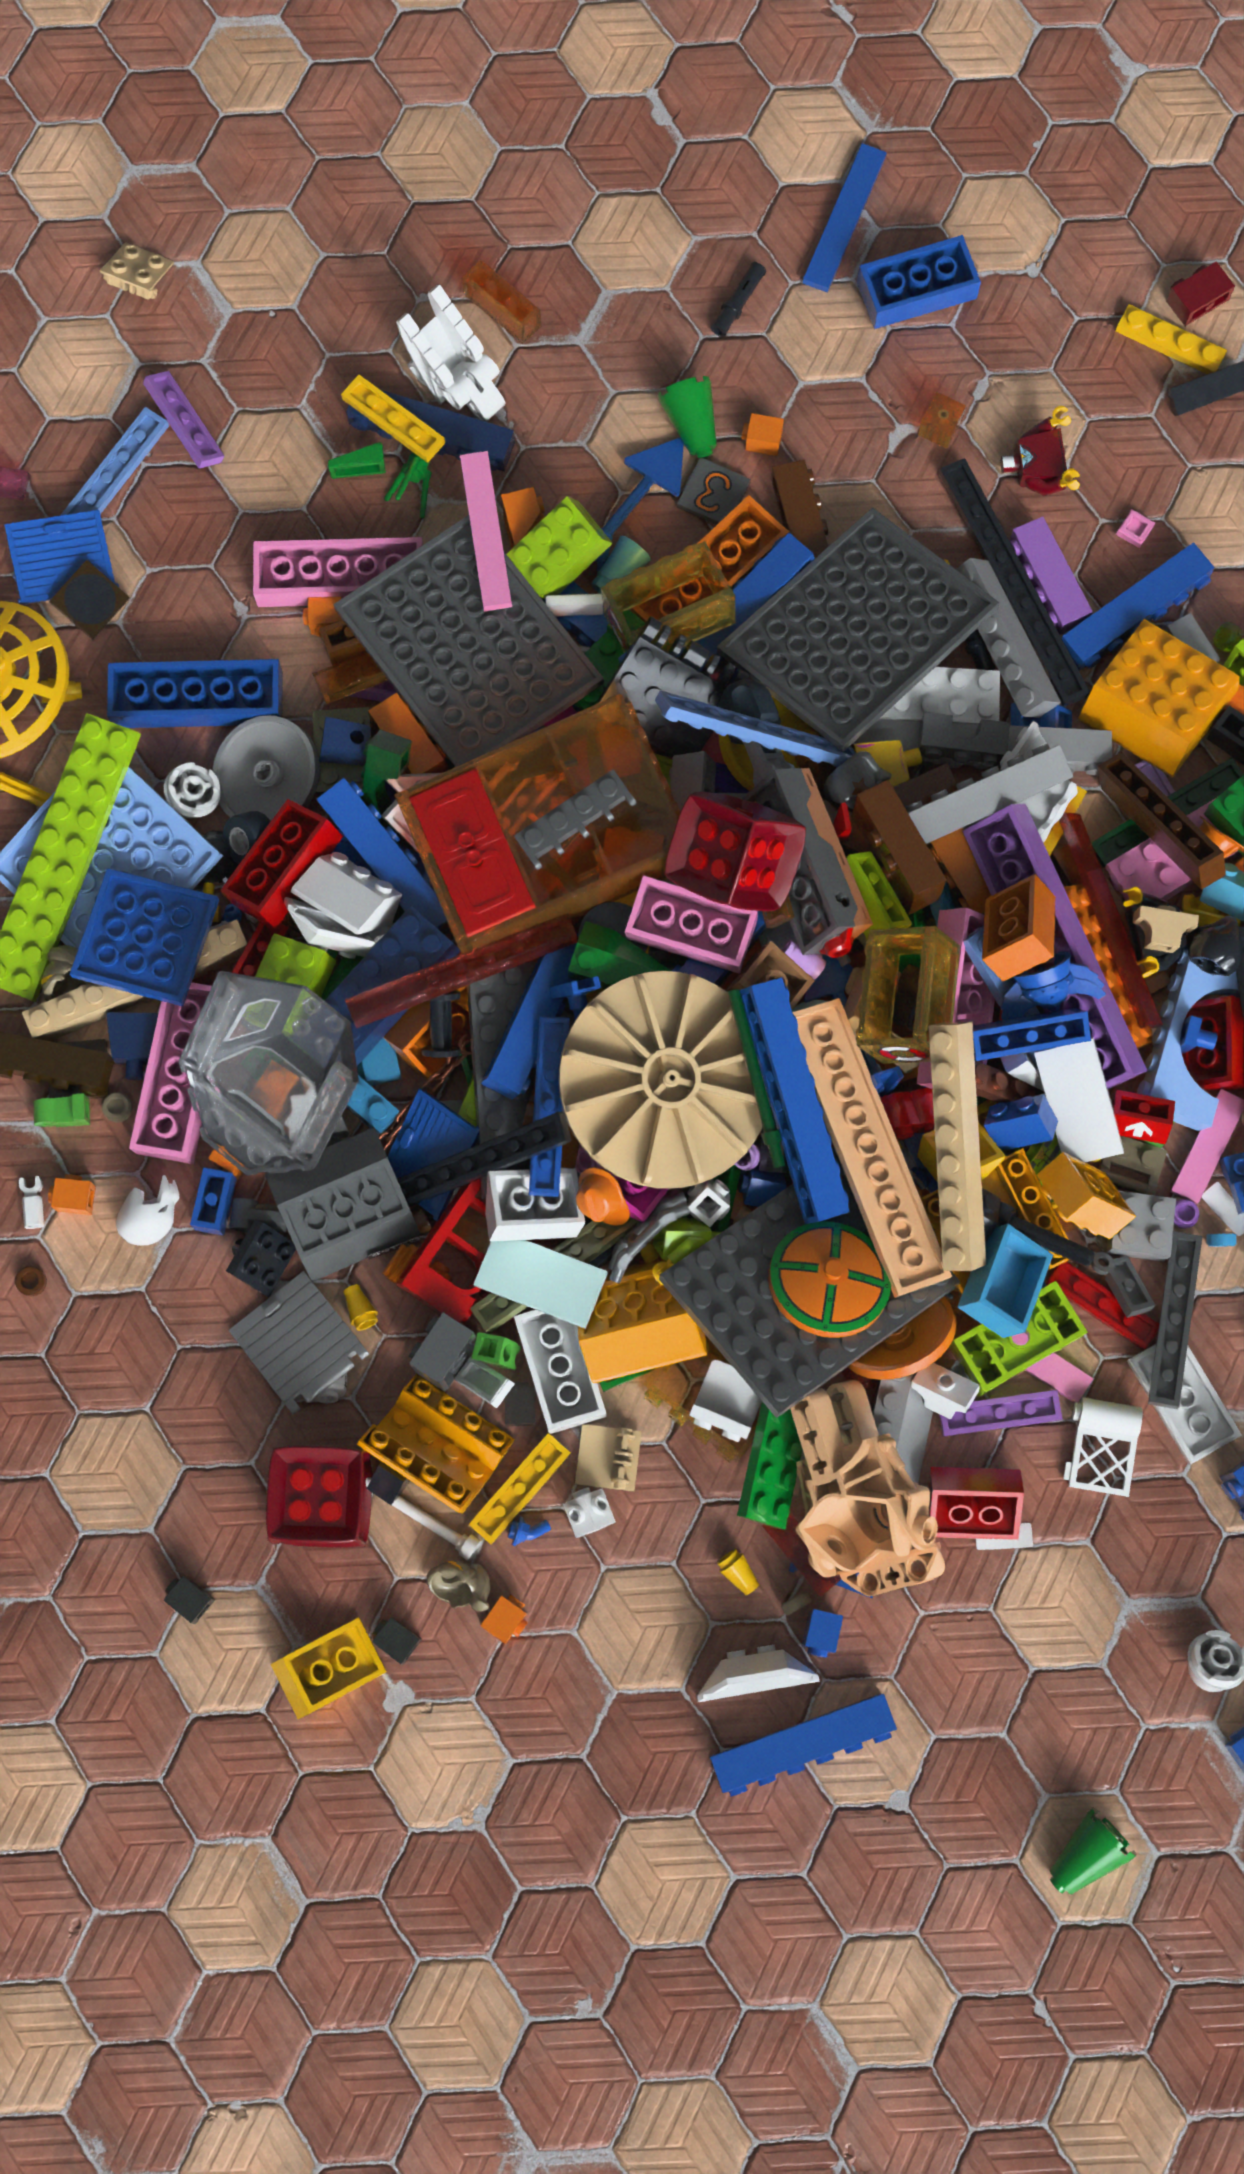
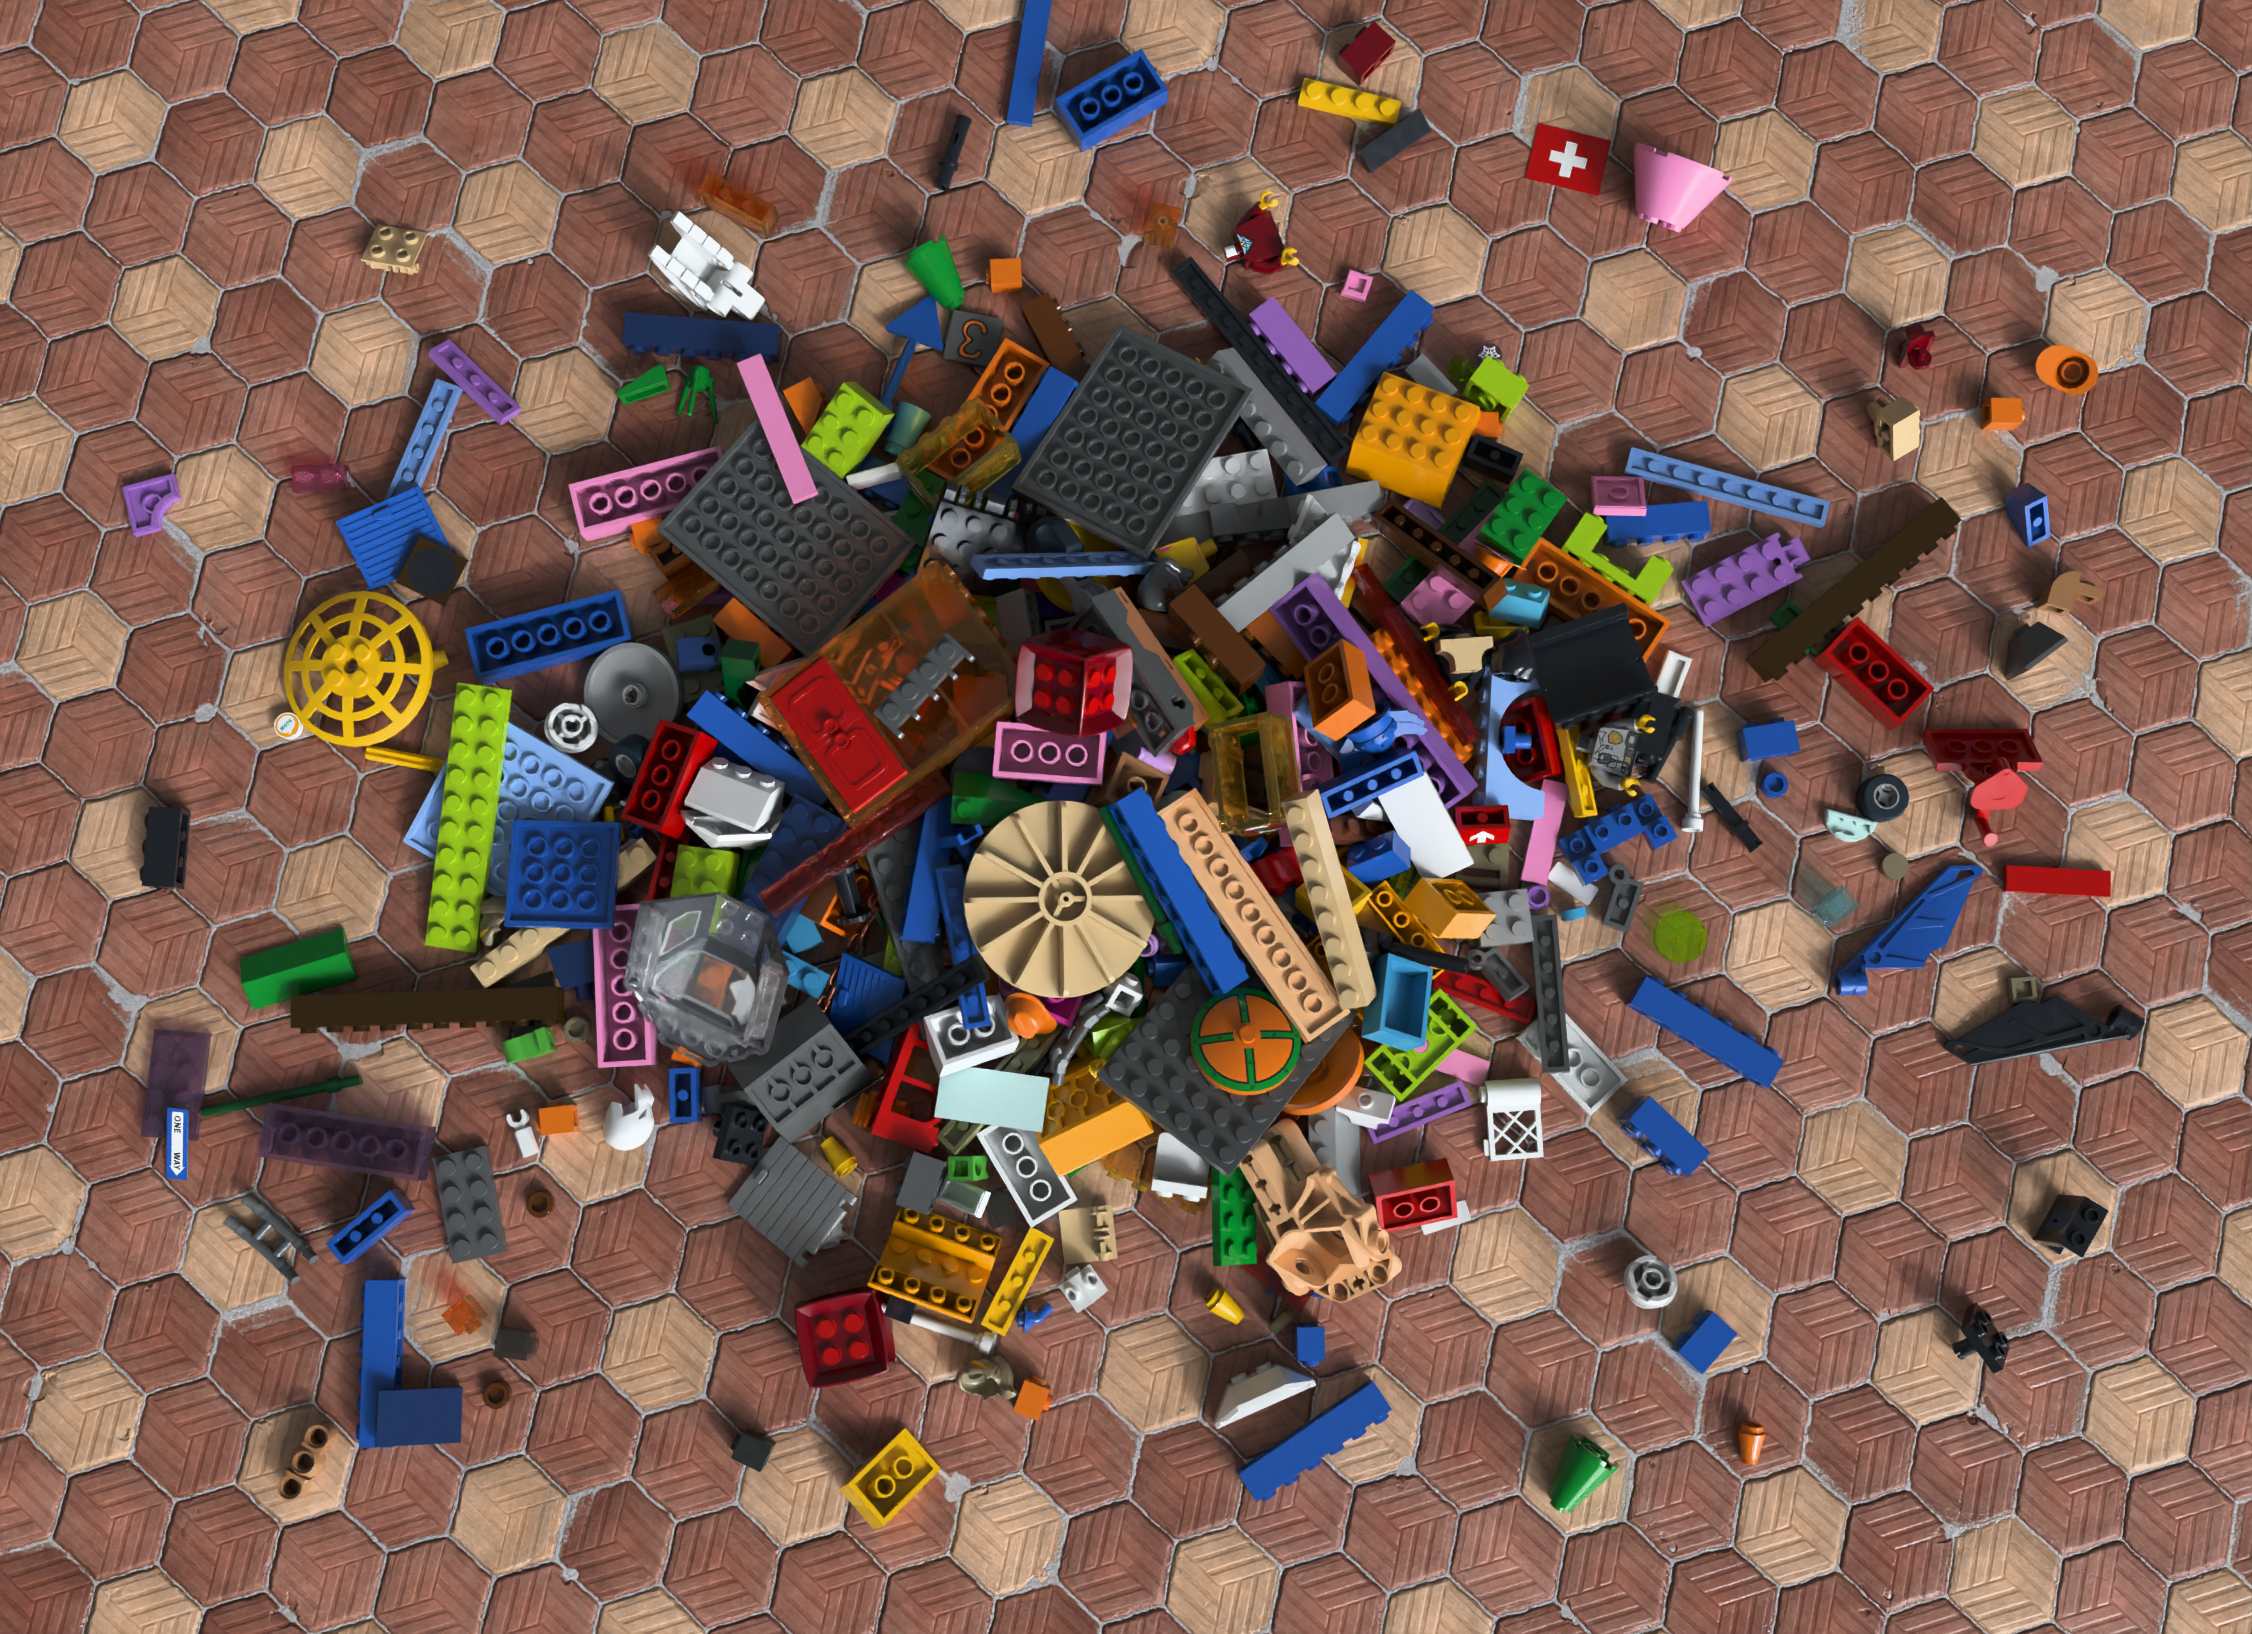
camera: 20 degrees left, 5 degrees up
(393, 418) = (666, 339): yellow plate -> none
(395, 1639) = (942, 1439): pearl dark grey brick -> none
(842, 823) = (1161, 629): red slope -> none

